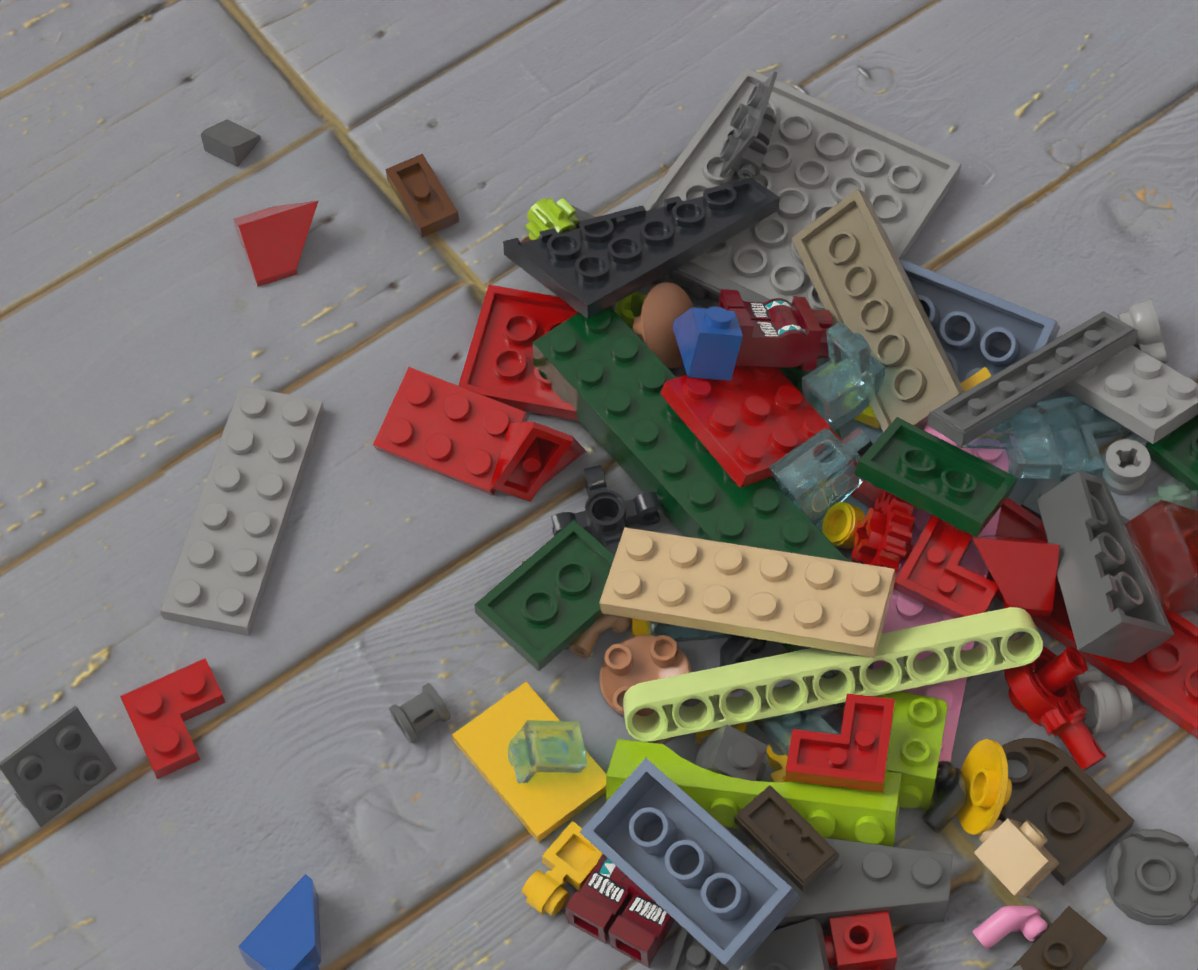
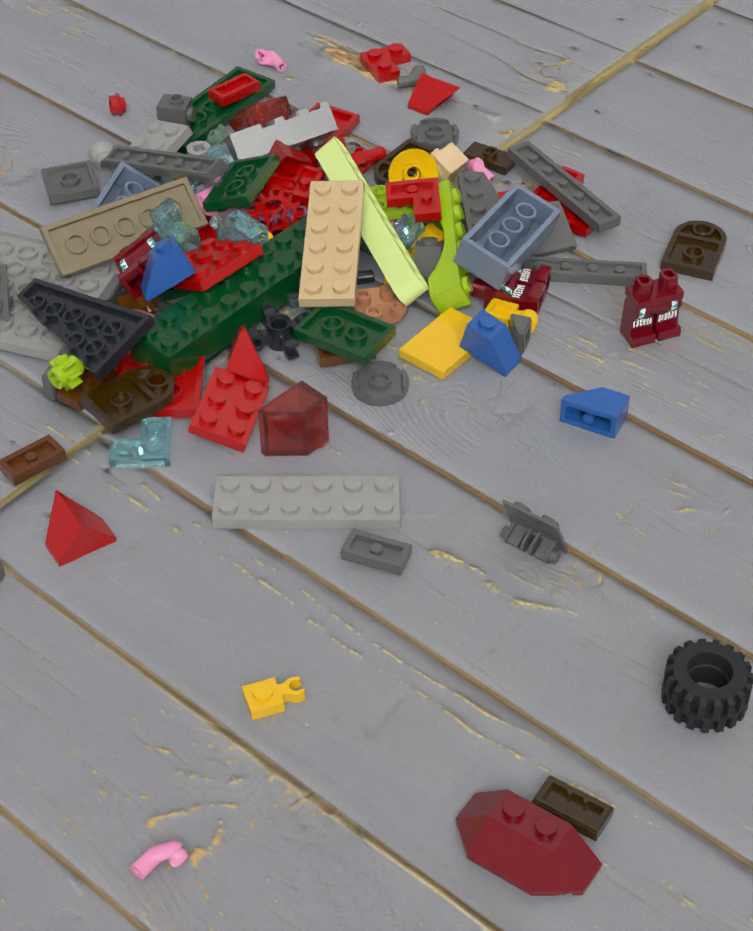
camera: 105 degrees left, 15 degrees down
(111, 571) = (376, 551): none -> dark grey plate
(160, 713) = (468, 508): red plate -> none
(370, 499) = (294, 422): none -> clear red slope
(411, 335) = (148, 451): none -> clear light blue plate
(419, 713) = (434, 387): dark grey bush -> none
(462, 649) = (380, 383): none -> dark grey tile
(480, 811) = (491, 343): none -> blue slope
(492, 302) = (129, 397): none -> dark brown tile
(508, 869) = (520, 331): none -> dark grey slope
(547, 748) = (447, 323): clear light blue bracket -> none
(786, 838) = (473, 210): dark brown plate -> none
(1077, 276) = (70, 182): none -> dark grey plate

